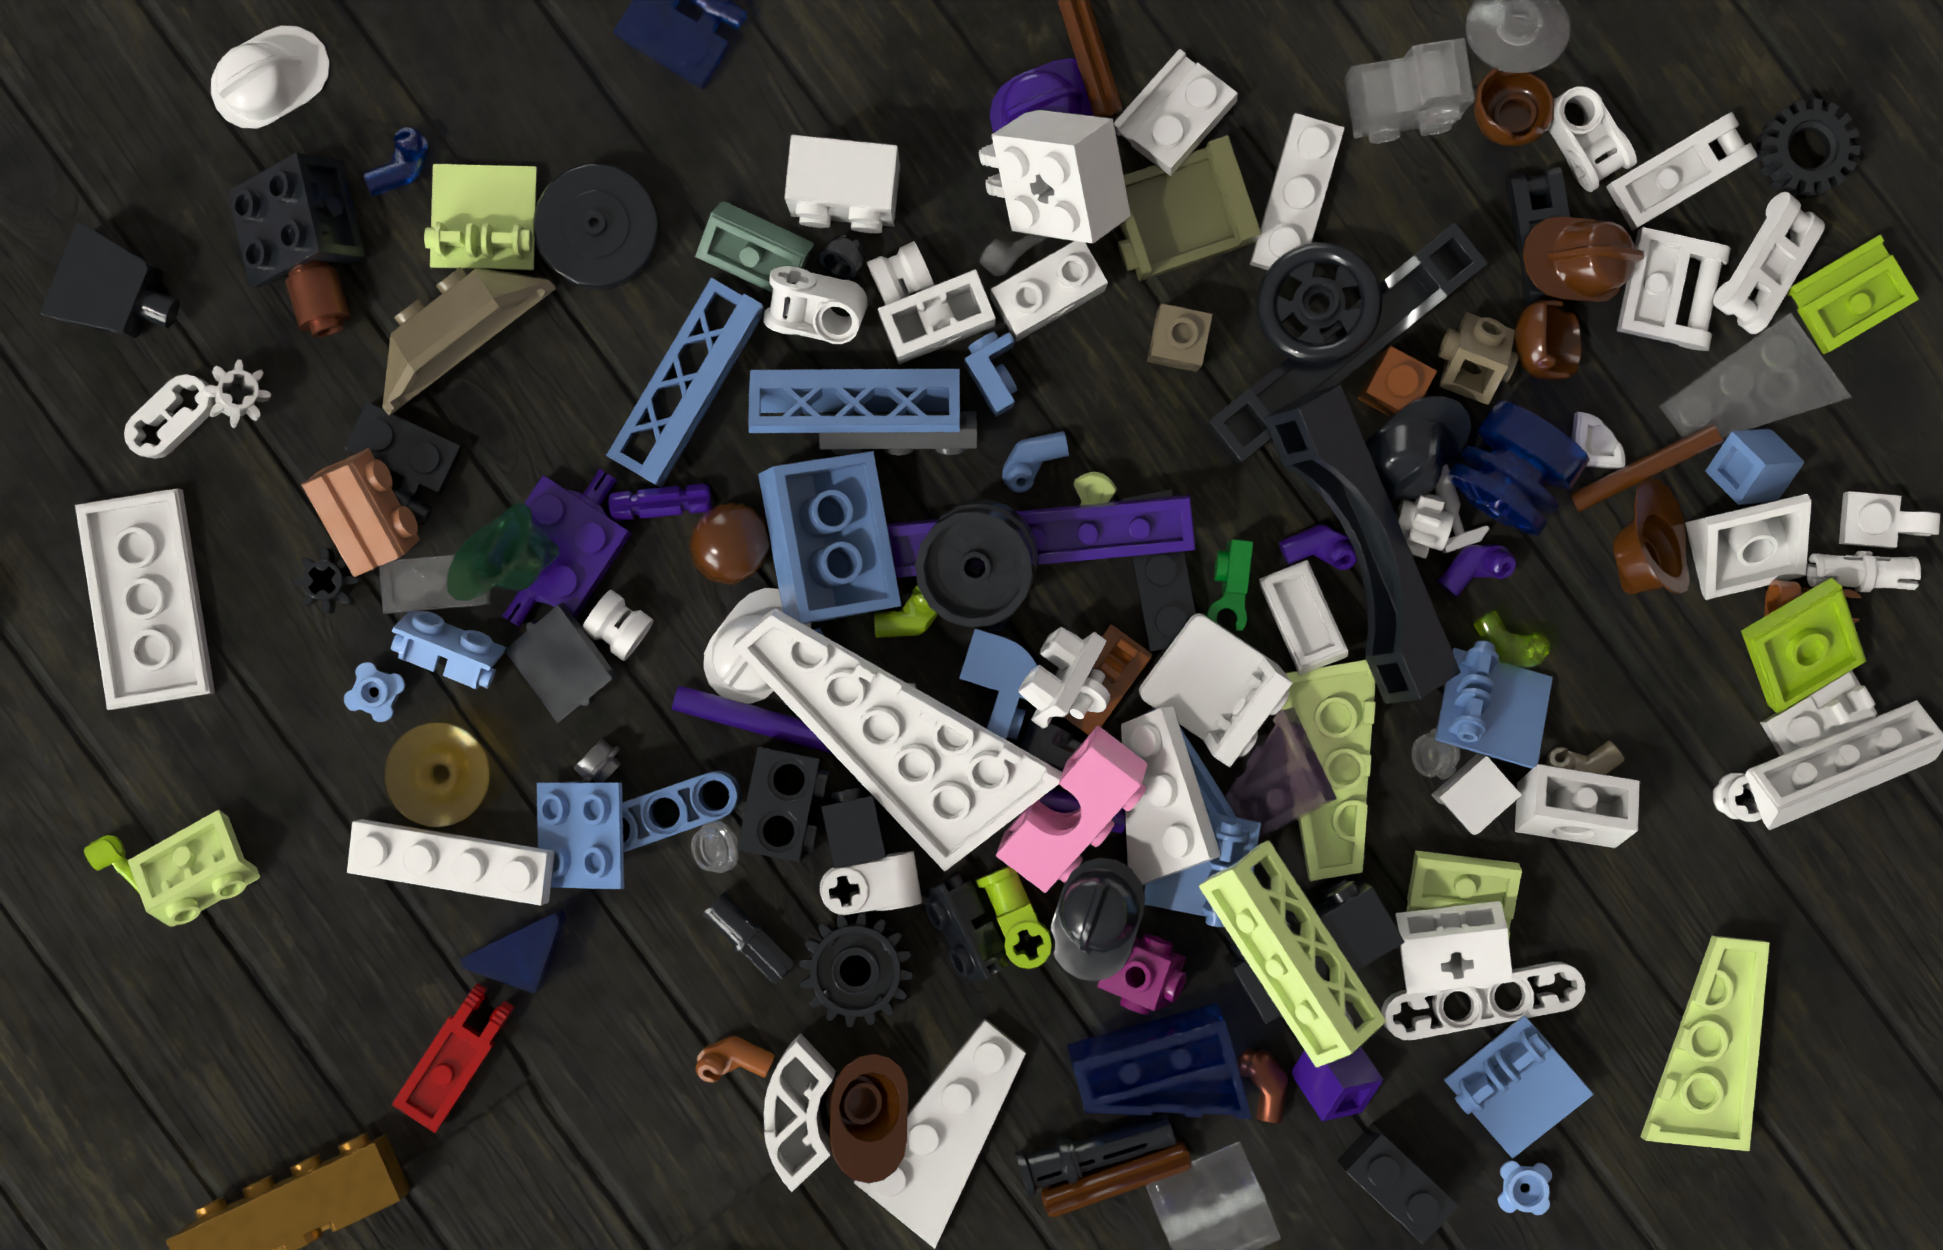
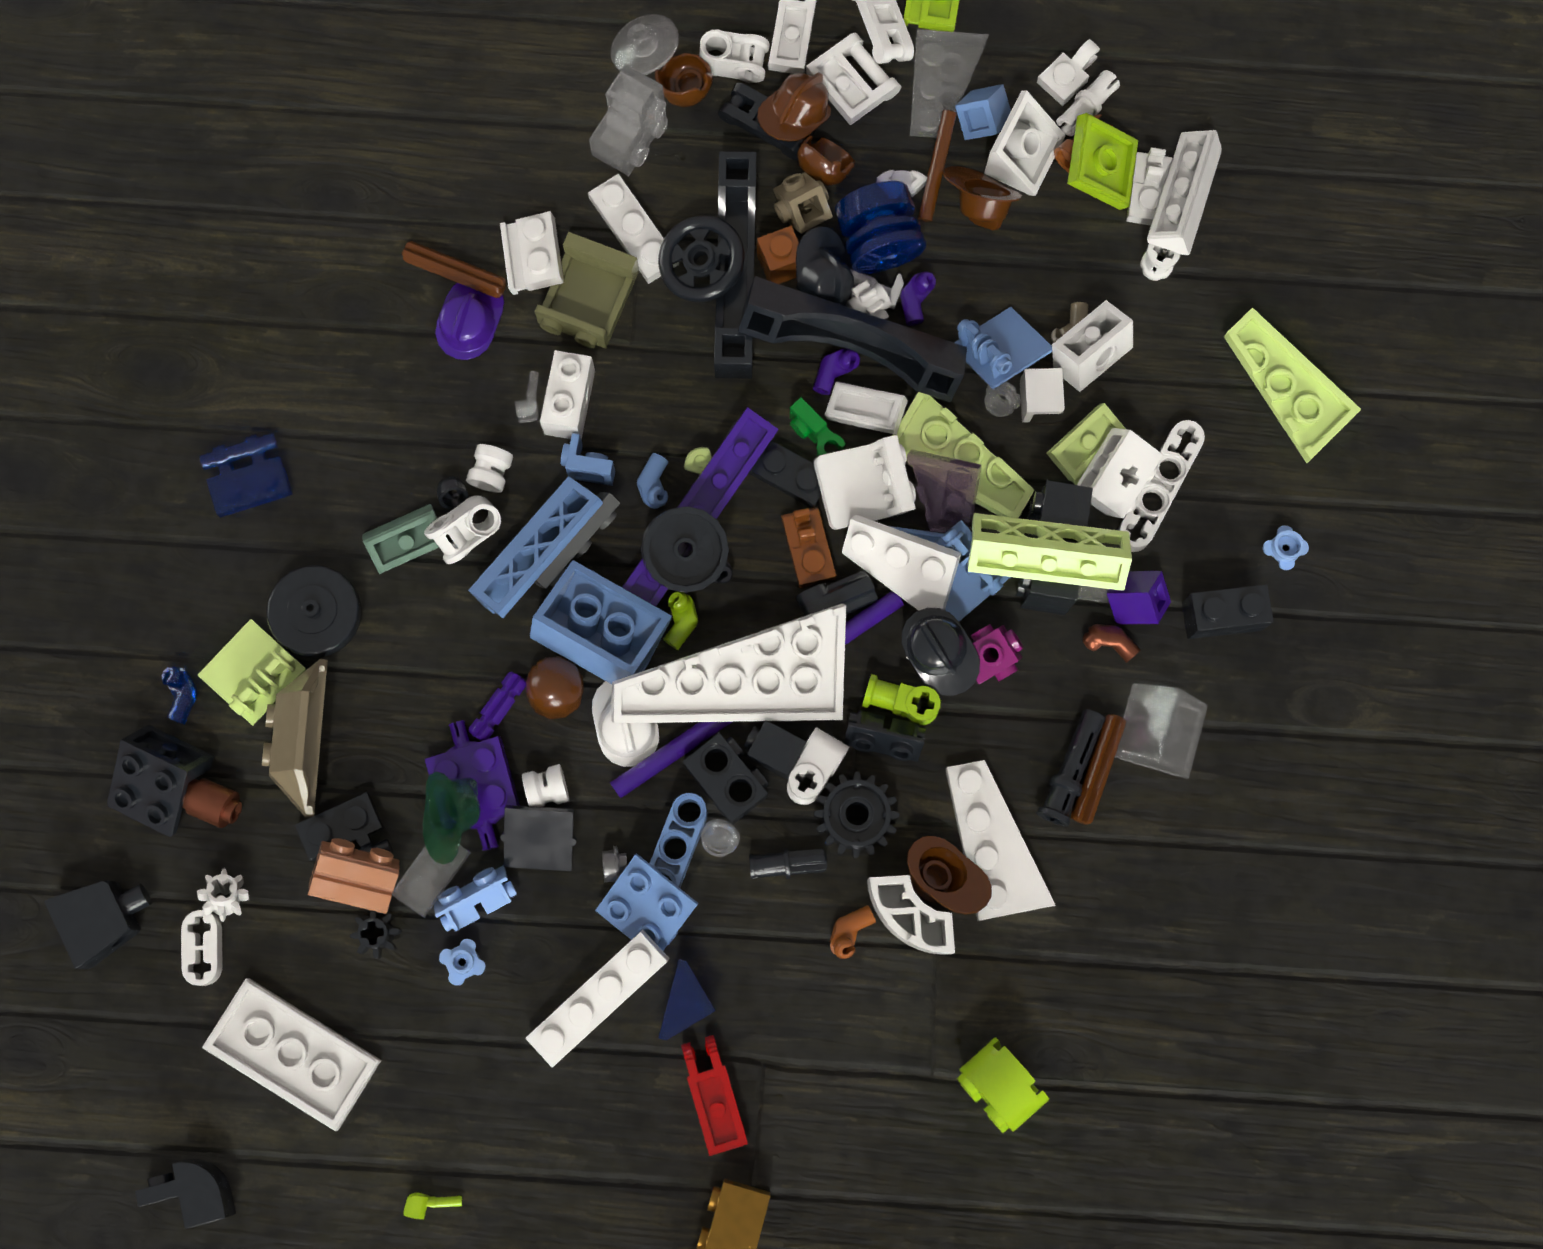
camera: 50 degrees left, 10 degrees down
(192, 870) = (472, 1160): yellowish green bracket -> none
(269, 76) = (65, 727): white piece -> none
(411, 779) = (521, 956): clear yellow dish -> none
(703, 384) = (454, 627): medium blue fence -> none
(842, 183) = (411, 453): white brick -> none
(937, 316) = (529, 465): white brick -> none
(1002, 667) = (759, 590): medium blue brick -> none
(1049, 843) = (876, 646): bright pink arch -> none
(1058, 175) = (510, 334): white hinge -> none
(1071, 684) = (796, 556): white hips -> none
(1162, 1066) = (1054, 685): clear blue wedge -> none
(1179, 338) = (655, 348): dark tan brick -> none
(1511, 647) = (980, 310): clear neon green arm -> none
(1518, 1086) = (1225, 504): medium blue hinge -> none

